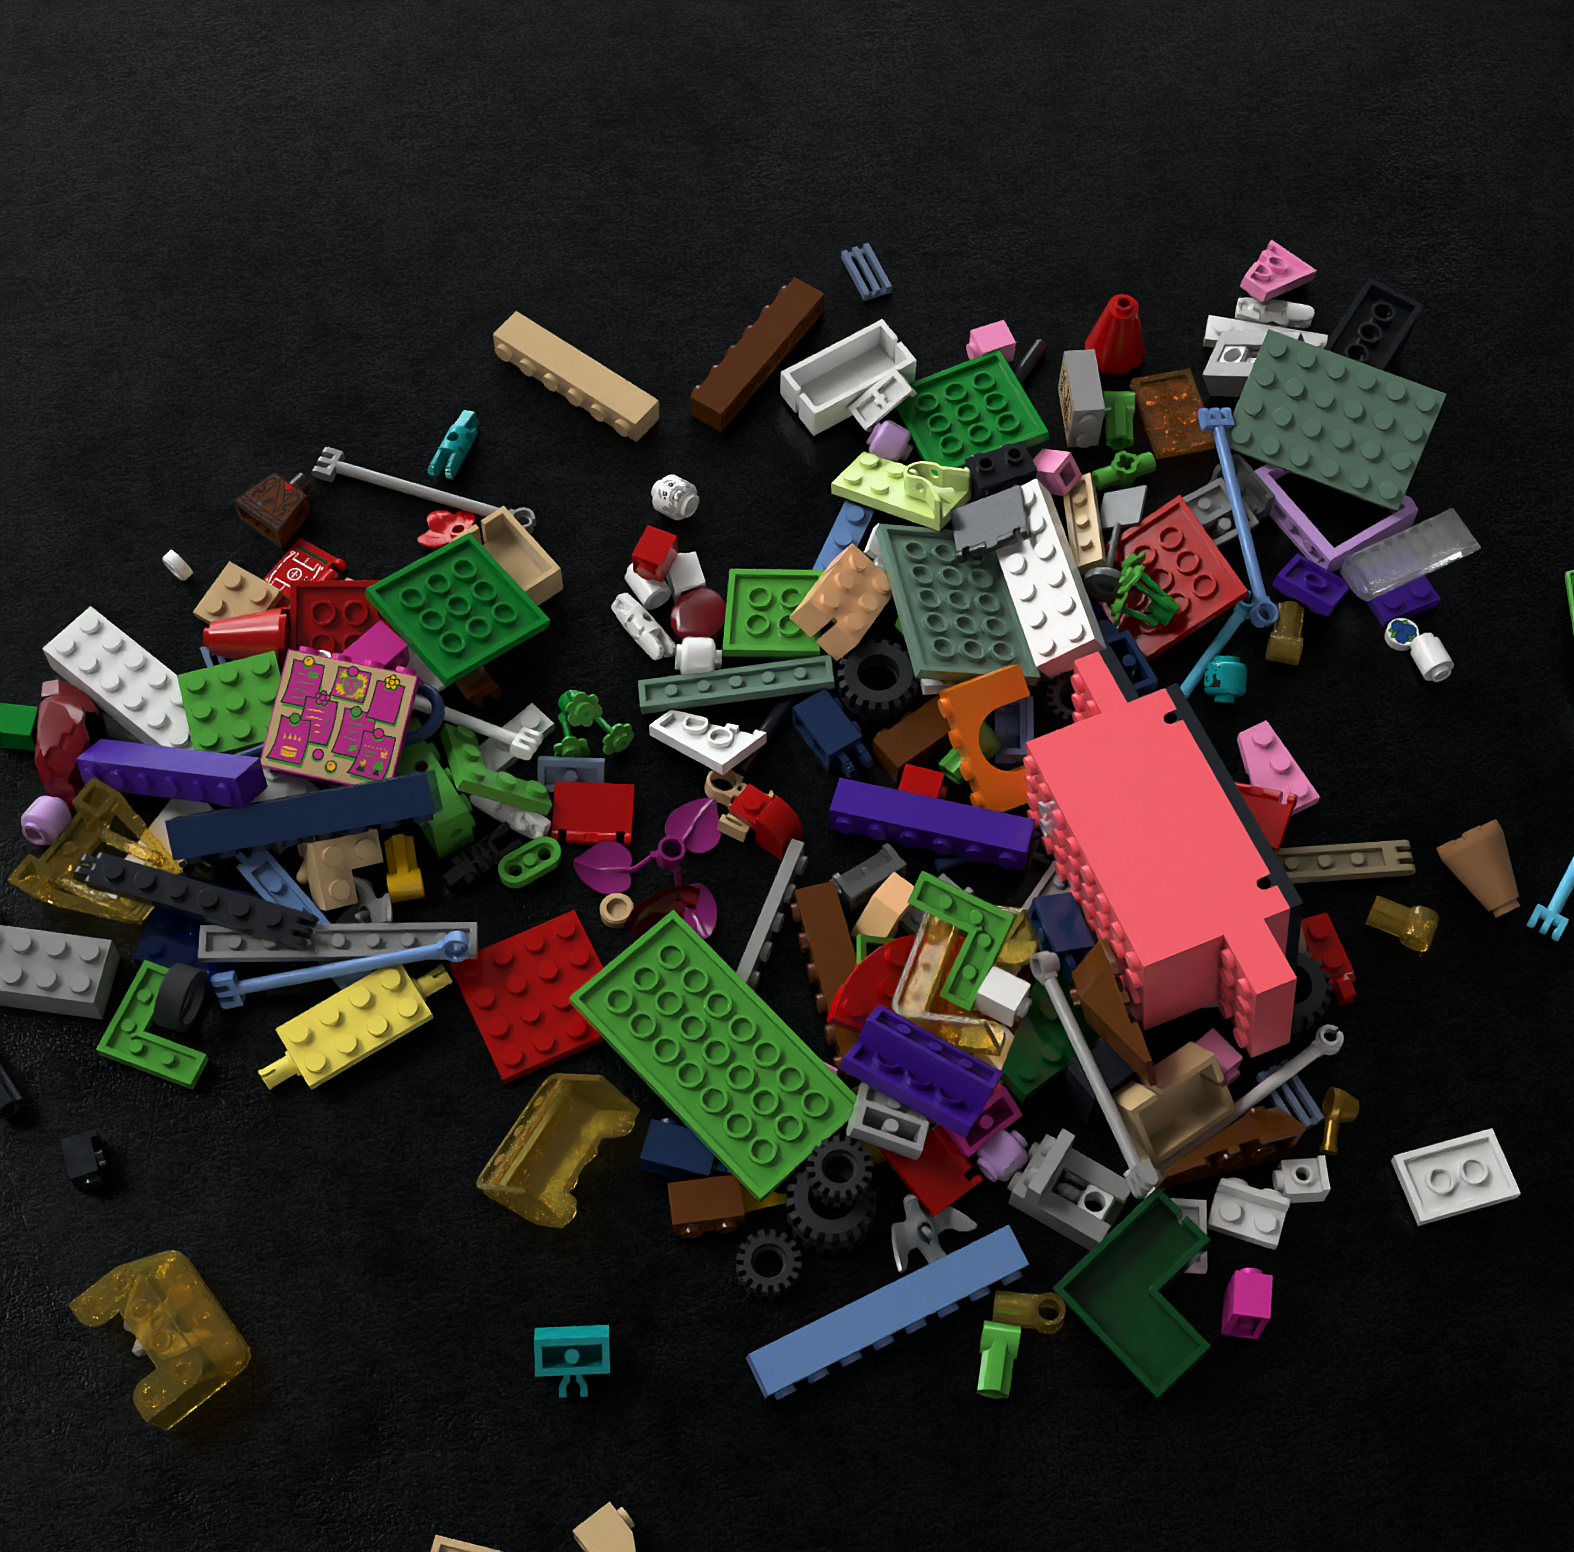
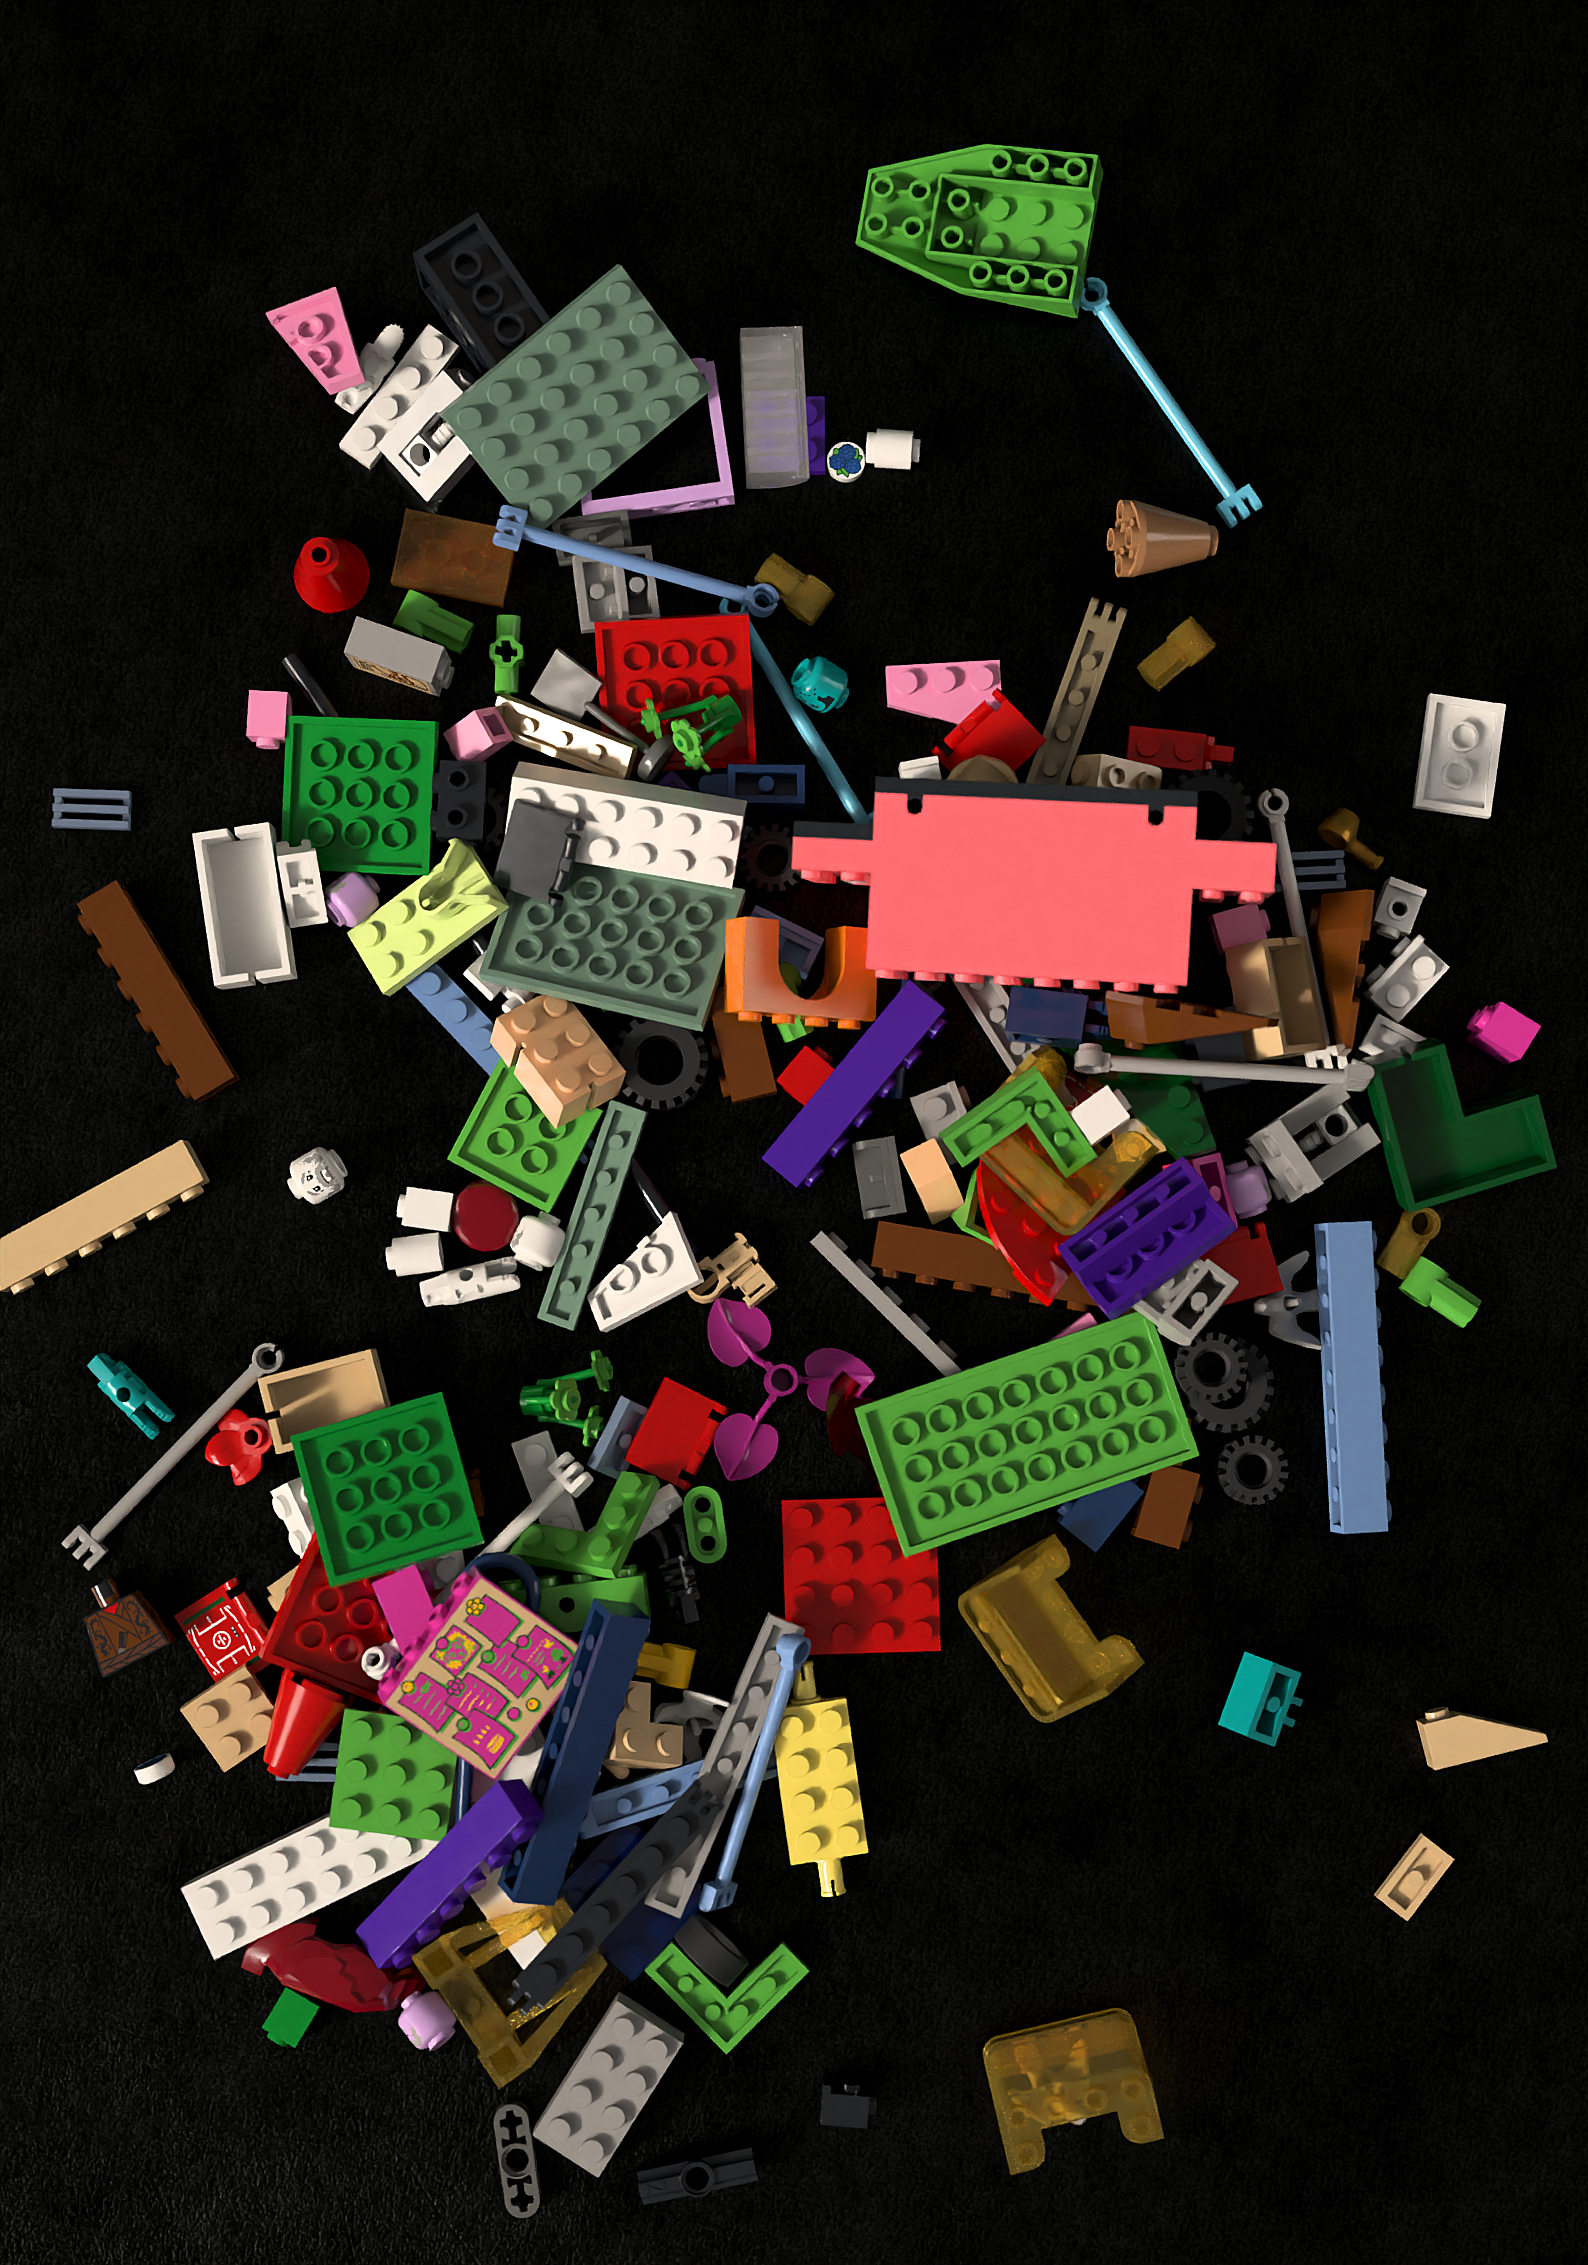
camera: 65 degrees left, 25 degrees up
(615, 910) = (798, 1455): tan tile -> none
(654, 554) = (401, 1238): red brick -> none
(770, 818) = (772, 1257): red brick -> none
(830, 733) = (695, 1138): dark blue hinge -> none
(1311, 585) = (751, 529): dark purple plate -> none

